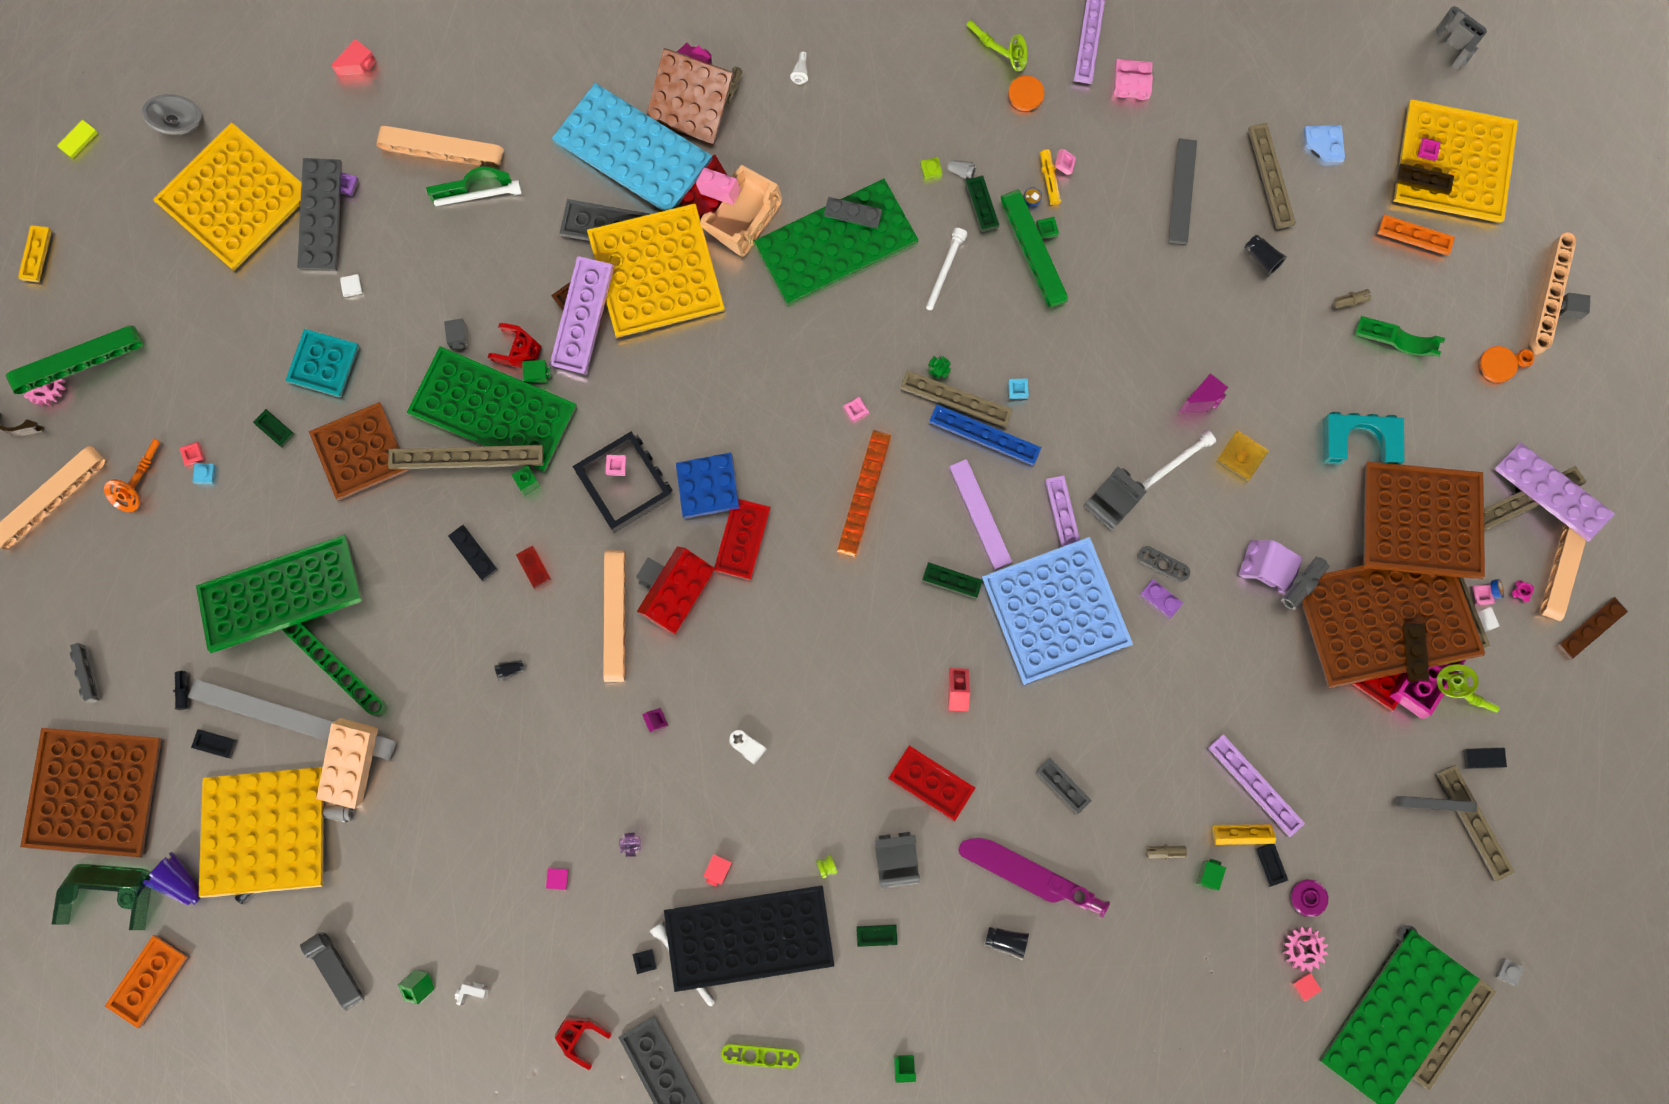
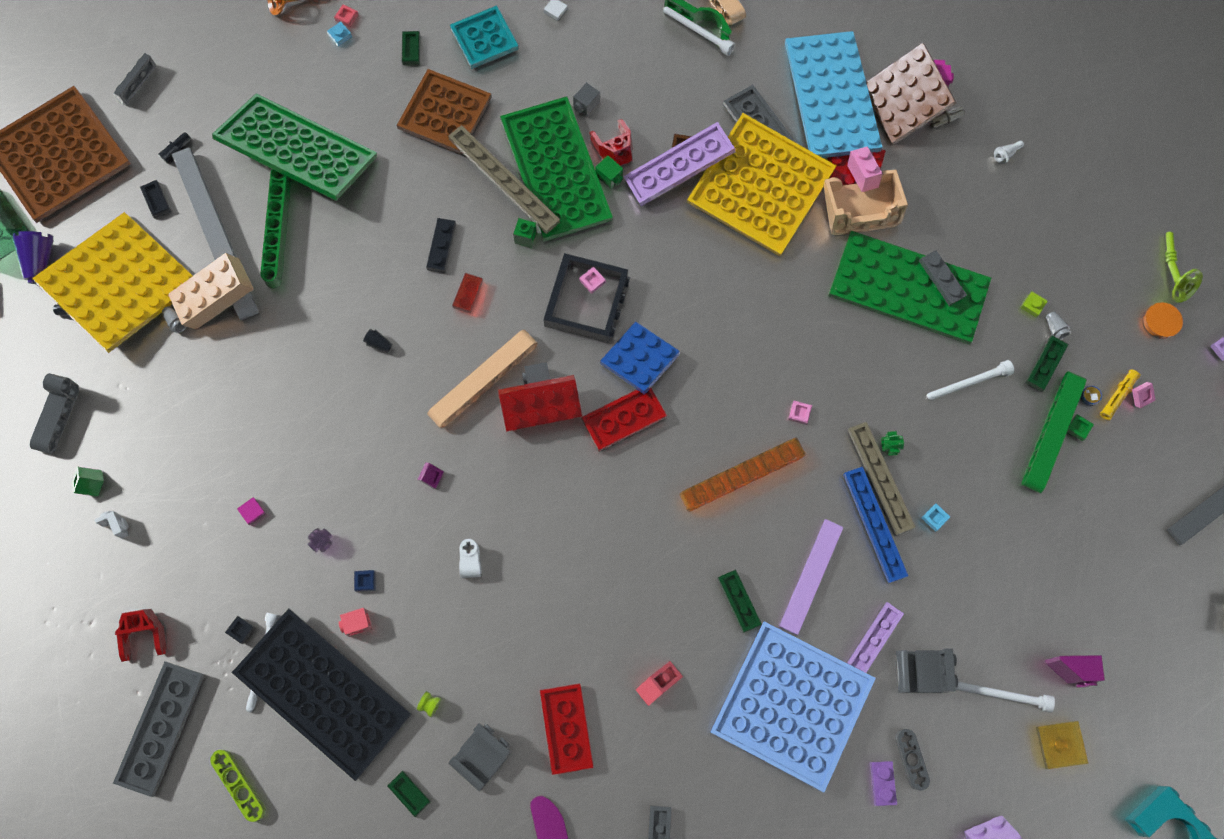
camera: 50 degrees right, 5 degrees down
(690, 837) = (364, 580): none -> dark blue tile

